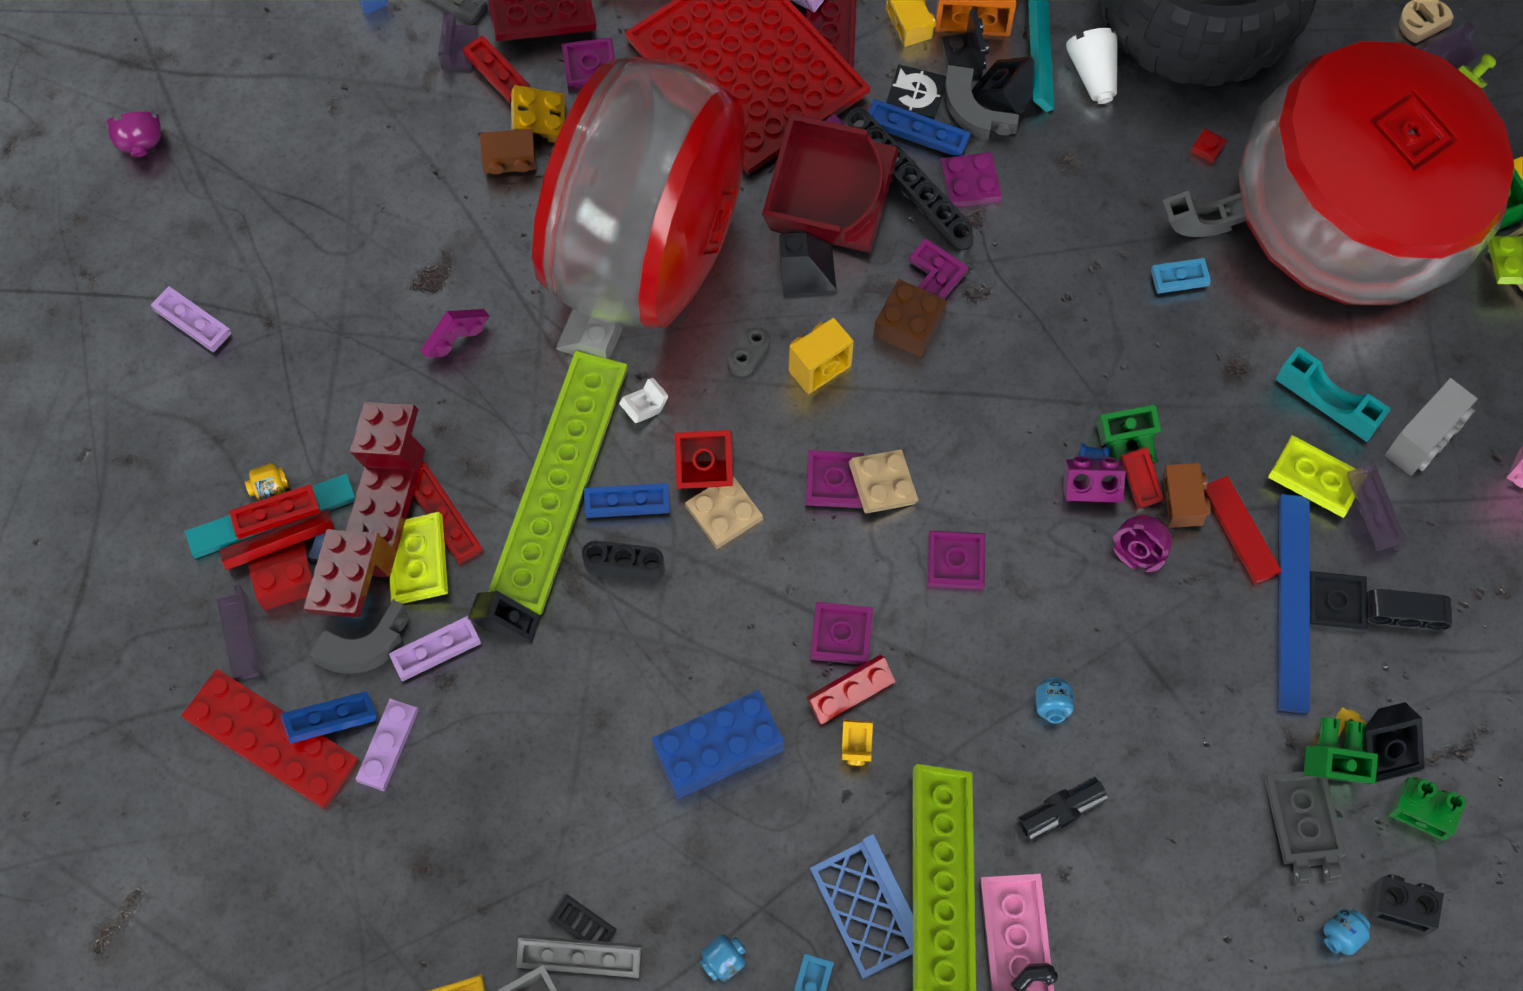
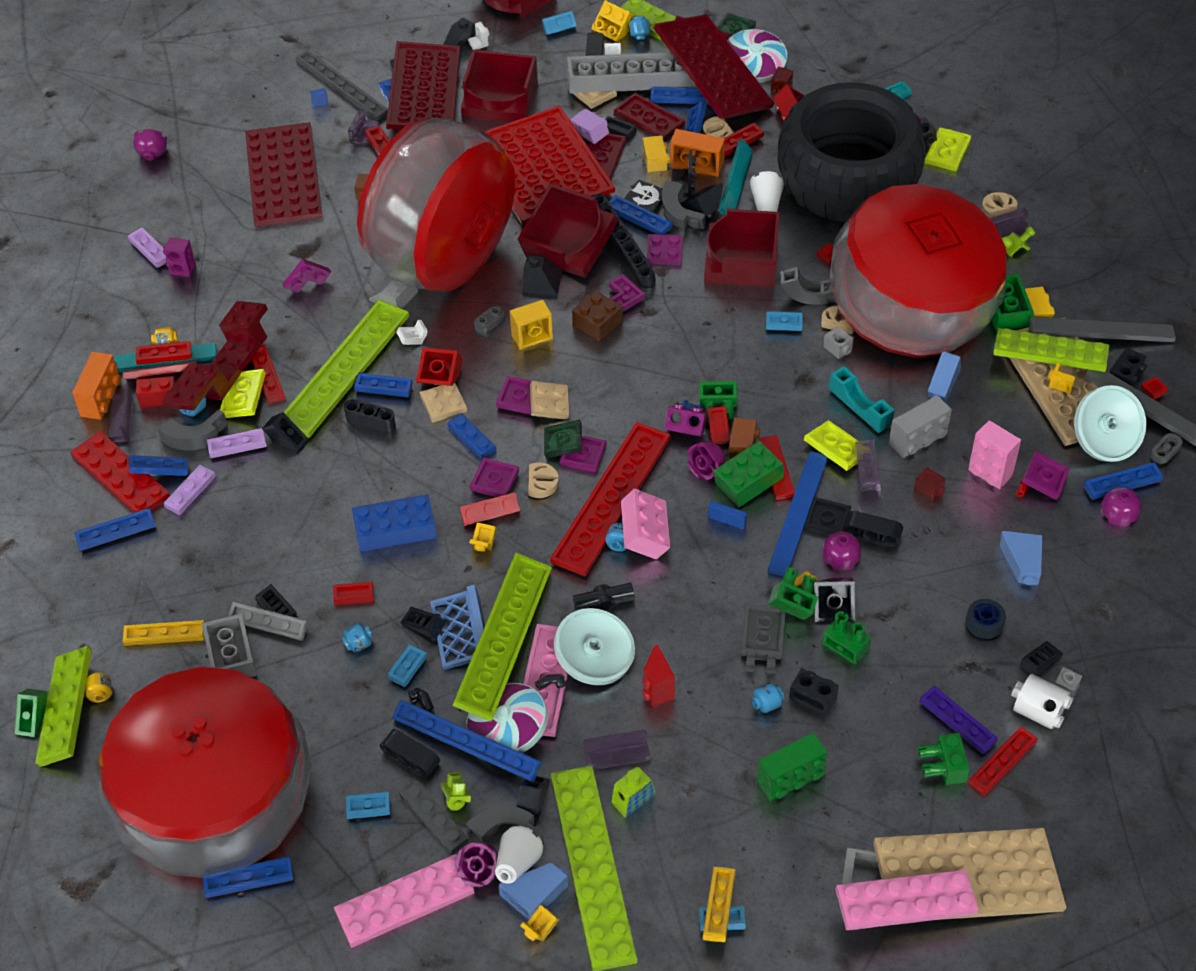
camera: 15 degrees right, 15 degrees down
(189, 593) = (96, 385): none -> orange brick
(246, 332) = (179, 256): none -> magenta brick
(293, 842) = (114, 529): none -> blue plate
(357, 146) = (283, 174): none -> dark red plate
(691, 876) = (353, 593): none -> red tile
(784, 563) = (471, 436): none -> blue plate
(829, 913) = (424, 623): none -> black slope
(916, 636) = (542, 471): none -> tan piece
(922, 545) = (562, 439): none -> clear green tile
(1021, 635) = (603, 507): none -> red plate
(1077, 901) = (594, 646): none -> light aqua dish
(1090, 163) = (742, 248): none -> dark red piece
(1091, 675) = (645, 524): none -> bright pink brick
(1186, 937) = (658, 679): none -> red slope
(1198, 629) = (727, 514): none -> blue tile
(1211, 555) = (749, 474): none -> green brick
(1243, 263) = (831, 323): none -> tan piece
(1270, 290) = (838, 342): none -> light grey brick
(1374, 656) = (841, 551): none -> magenta cylinder
(1437, 334) = (944, 376): none -> medium blue slope
(1467, 519) = (930, 484): none -> clear red brick

